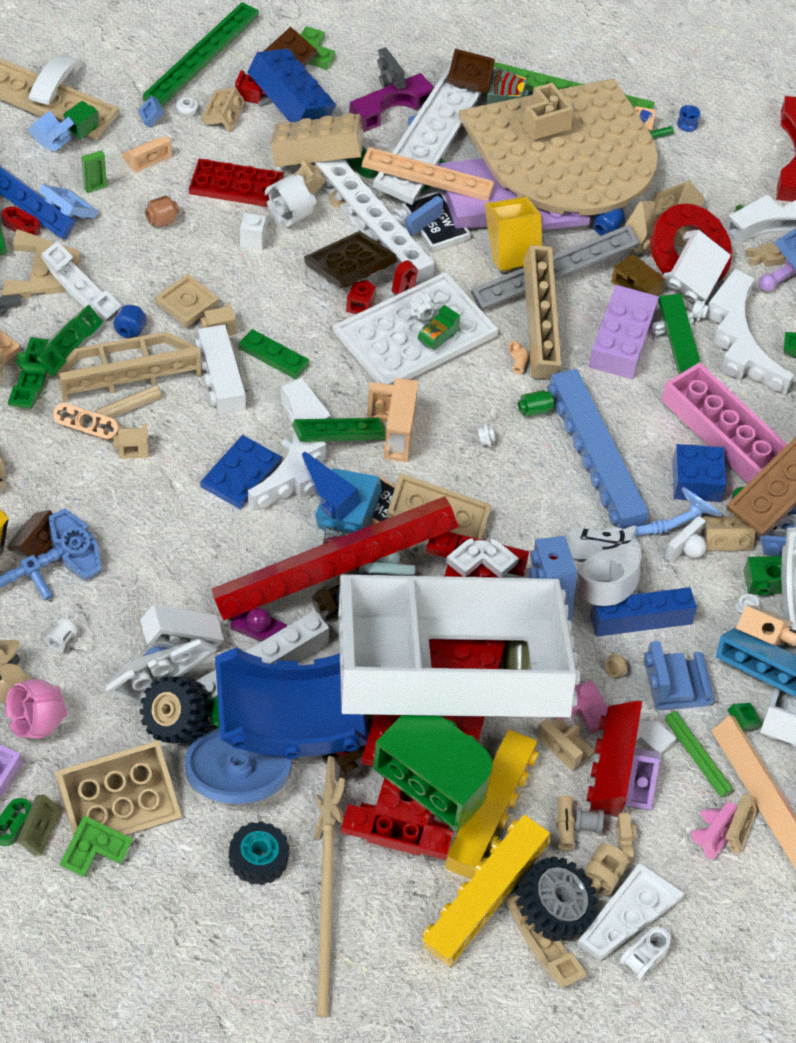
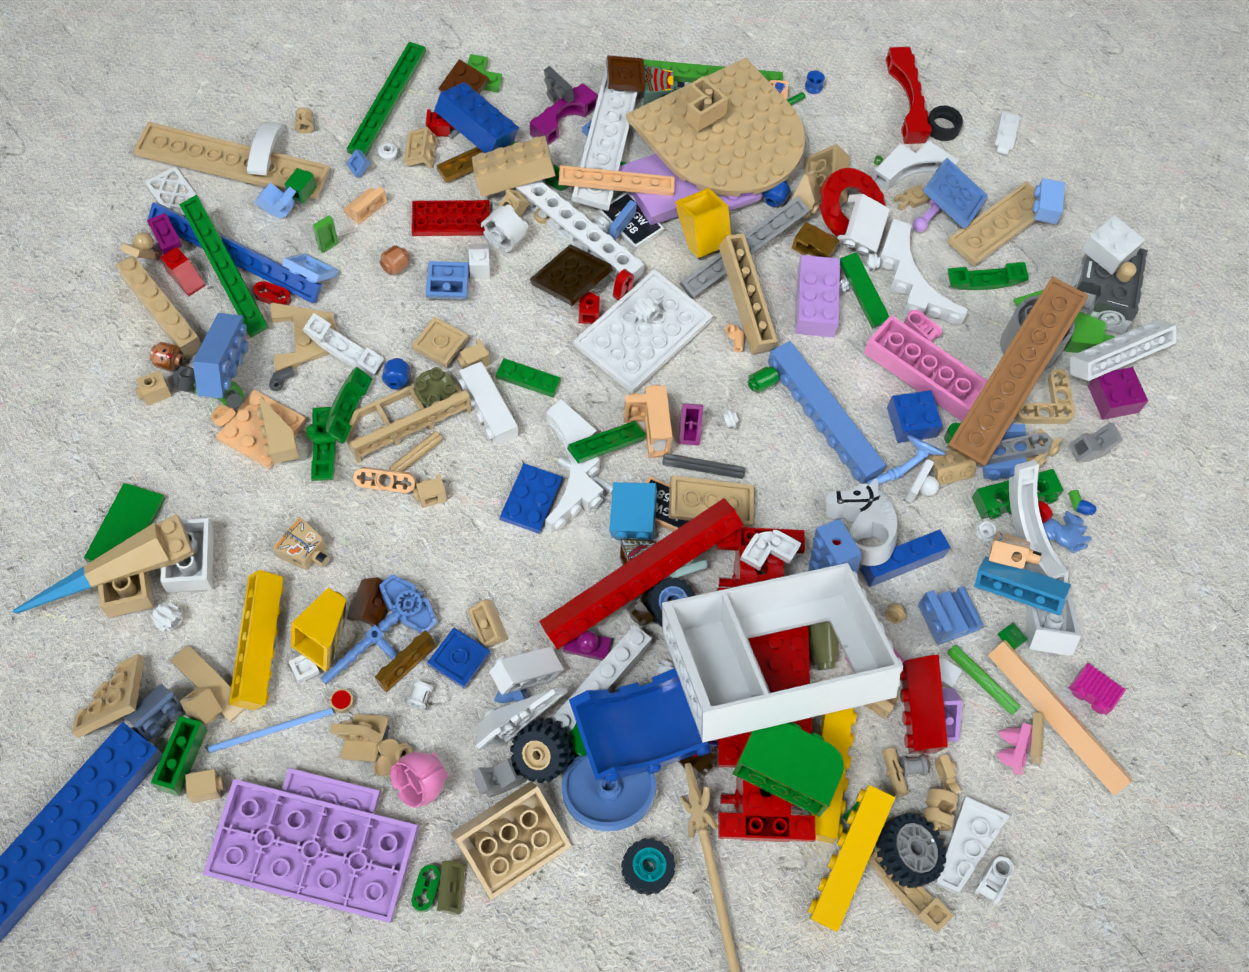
camera: 15 degrees left, 10 degrees up
(56, 598) = (405, 661): none -> pearl gold plate
(90, 839) = (499, 892): bright green plate -> none
(105, 60) = (304, 121): none -> tan bush
(114, 608) = (459, 658): none -> blue plate
(121, 732) = (499, 778): none -> light grey brick
(156, 583) = (487, 623): none -> tan slope
(166, 338) = (433, 386): none -> olive dish
(213, 241) = (447, 280): none -> medium blue brick
(256, 133) = (458, 165): none -> pearl gold plate
(334, 492) = (621, 508): blue slope -> none
(439, 430) = (690, 424): none -> magenta slope
(440, 328) = (666, 326): green leg -> none
(442, 477) = (703, 465): none -> dark grey axle
(737, 383) = (923, 325): none -> bright pink piece

